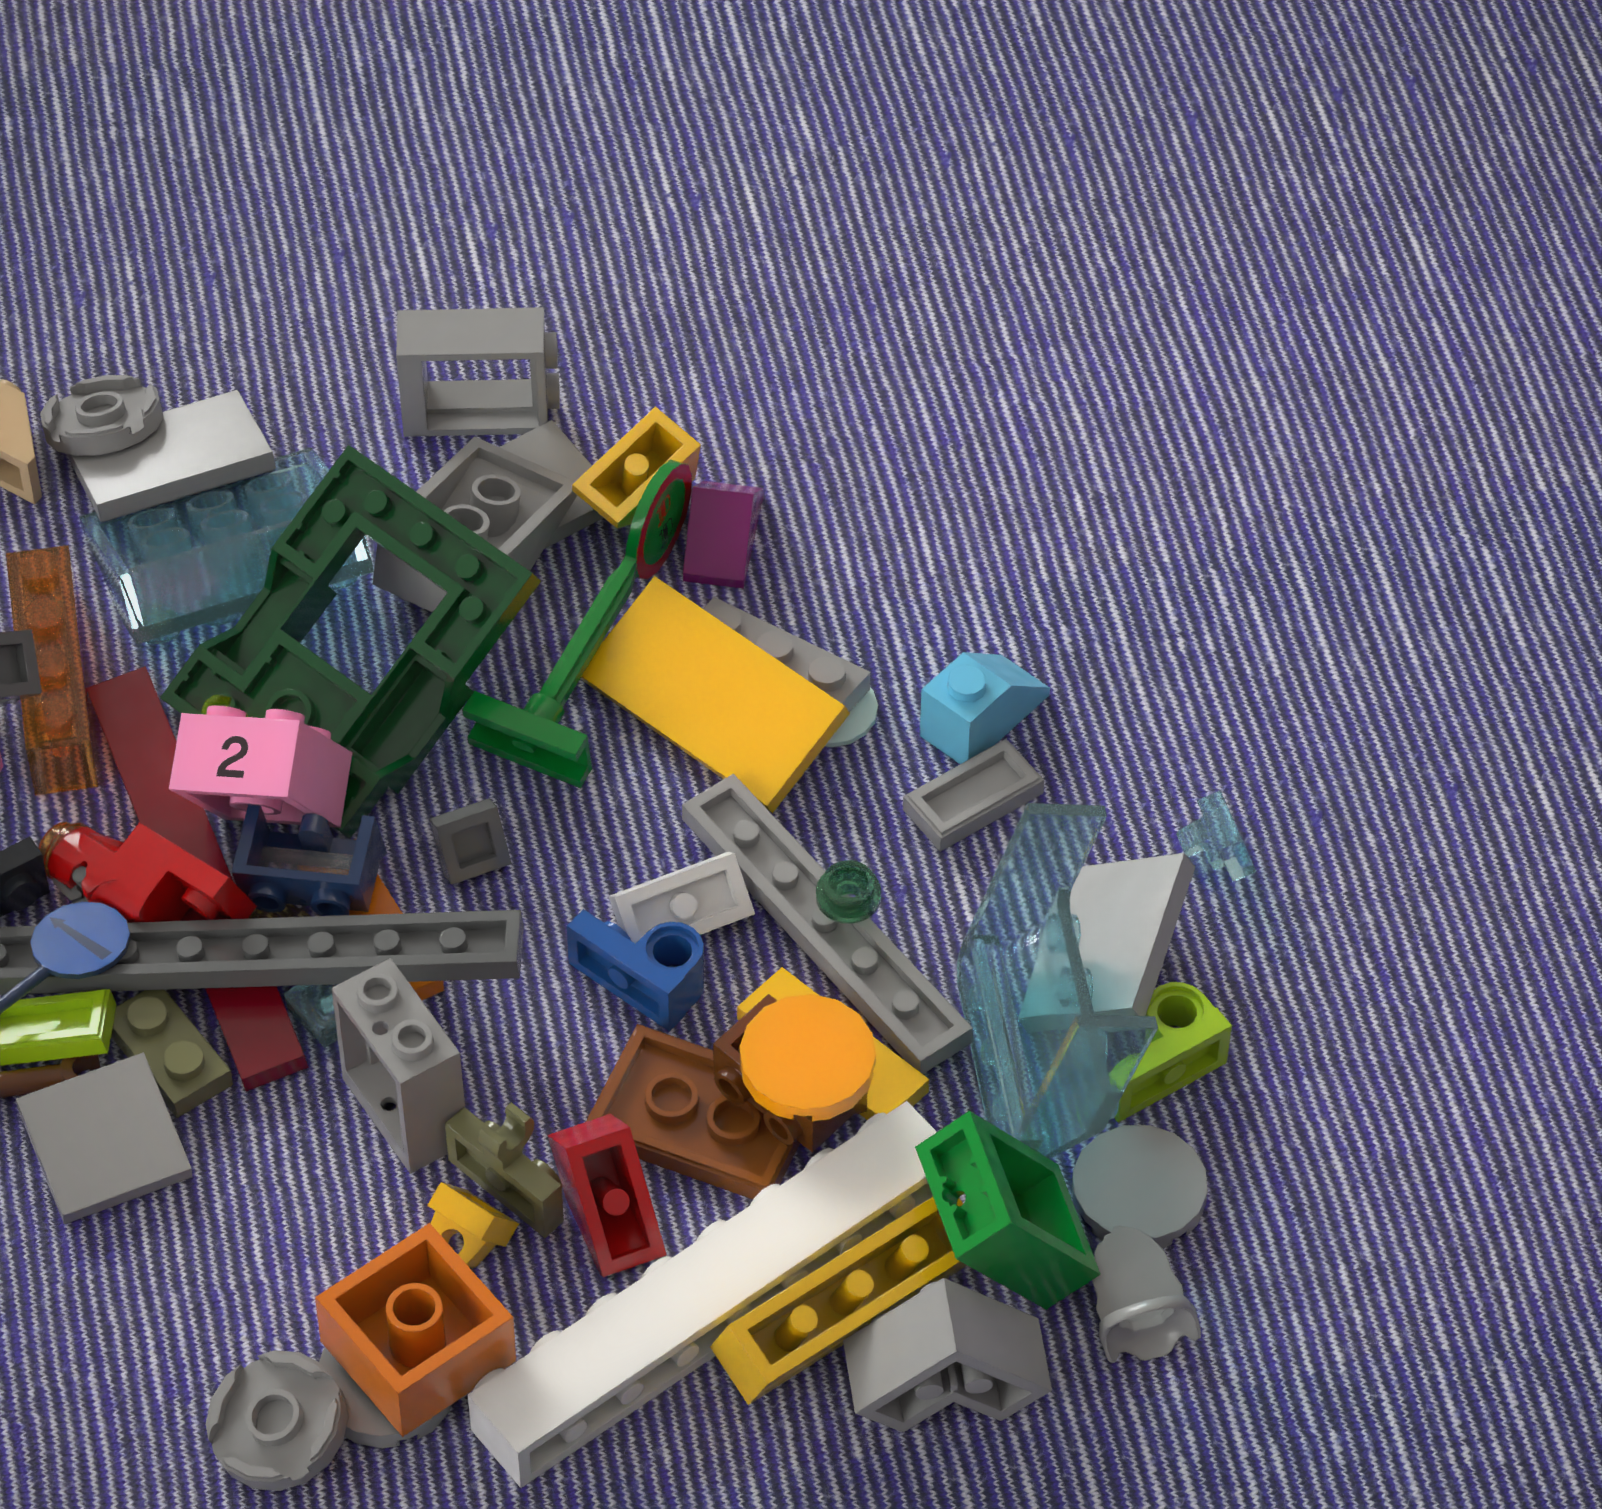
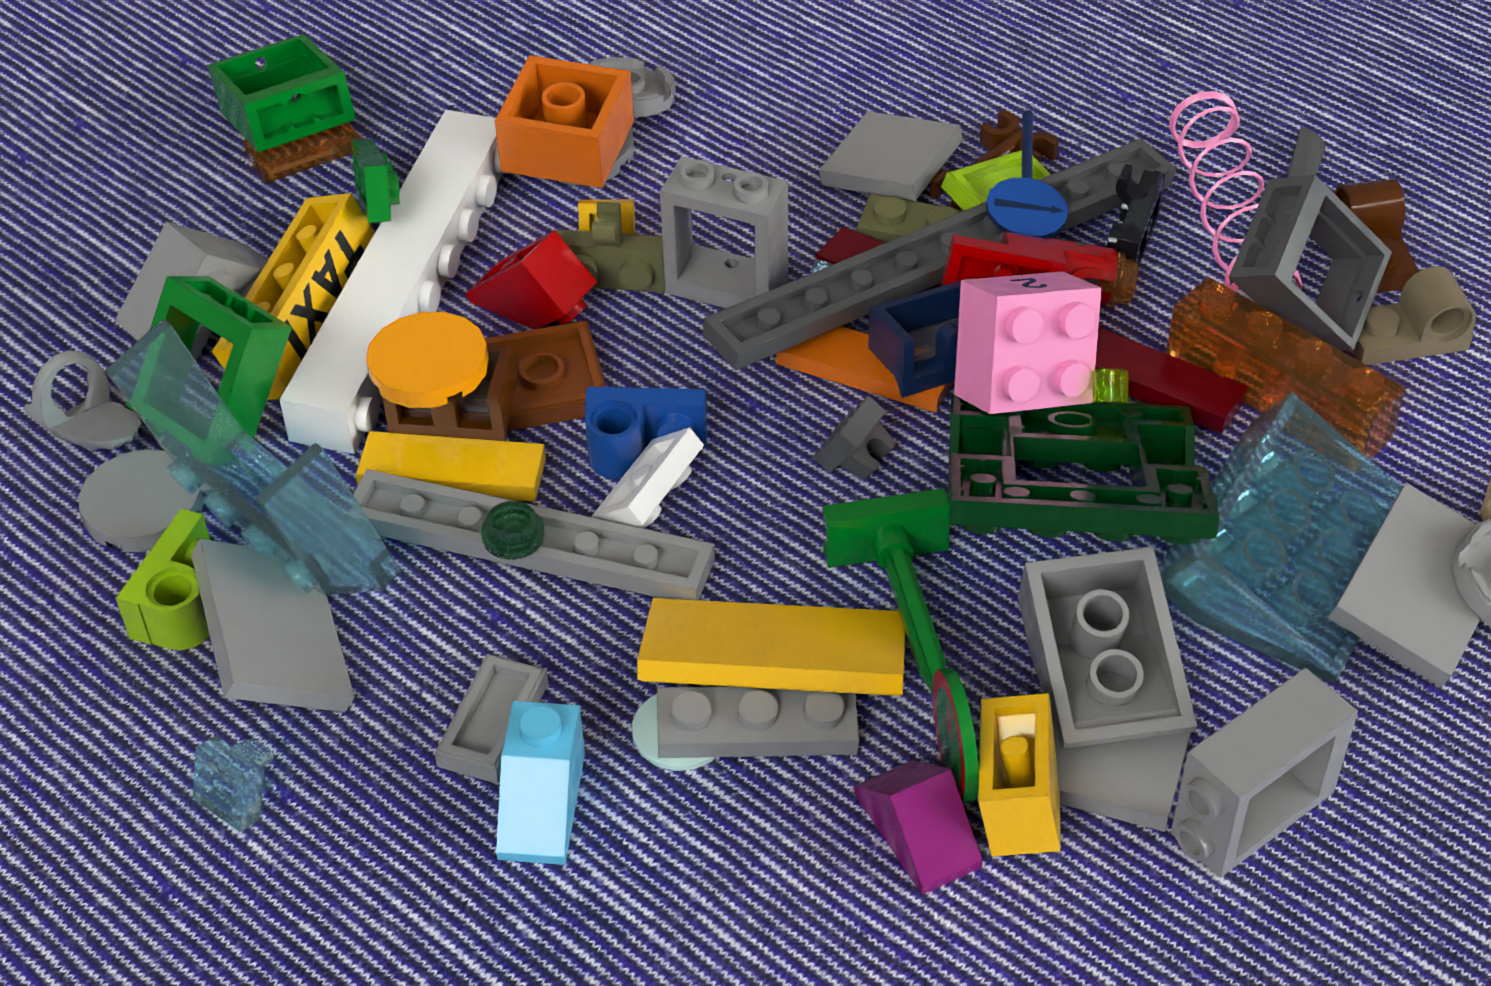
camera: 145 degrees right, 5 degrees down
(677, 1378) = (374, 180): none -> green plate

